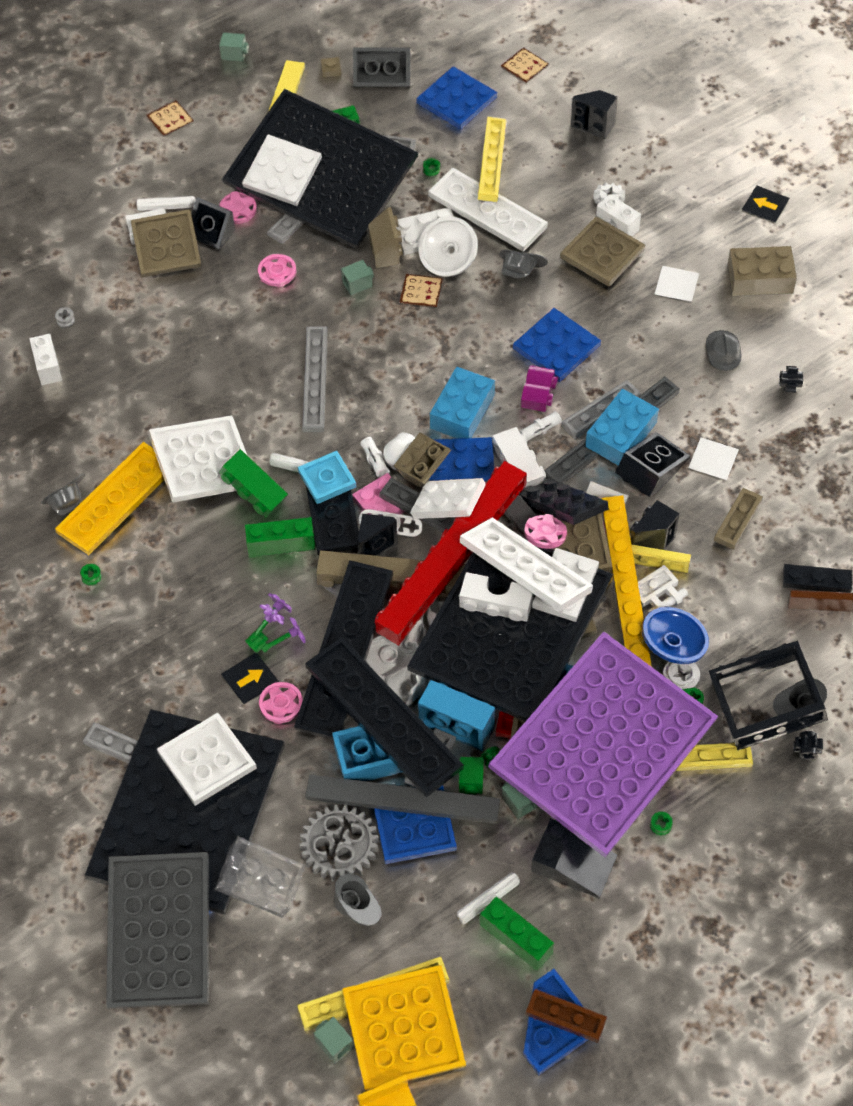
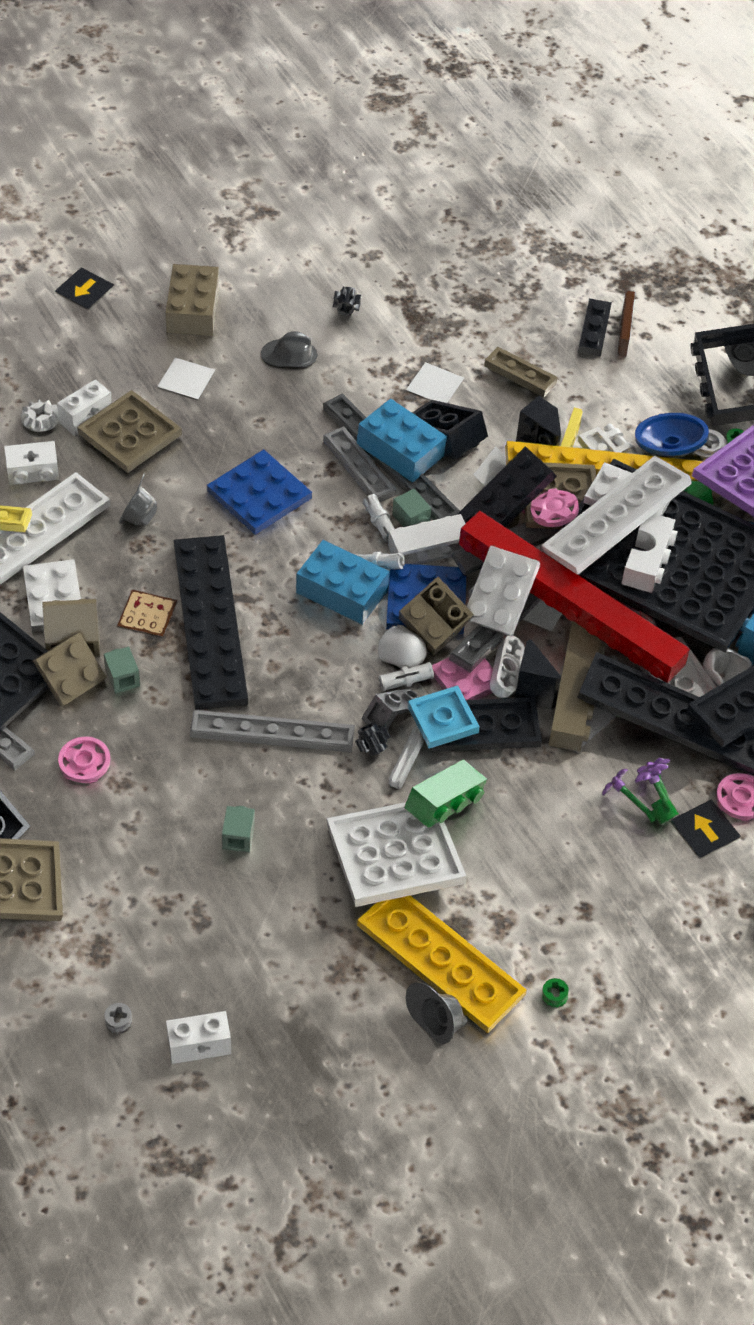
camera: 90 degrees left, 5 degrees down
(220, 363) = (238, 828): none -> sand green brick
(279, 537) = (520, 777): green brick -> none
(307, 437) = (372, 739): none -> black gear
(340, 442) = (387, 705): none -> flat silver bracket
(349, 243) = (70, 669): none -> dark tan plate
(416, 327) = (210, 623): none -> black plate
(440, 238) = (109, 557): white dish -> none
(487, 425) = (386, 561): none -> white pin
(538, 388) = (326, 512): magenta brick -> none
(549, 446) = (411, 509): none -> sand green brick
(553, 195) = (31, 462): none -> white brick

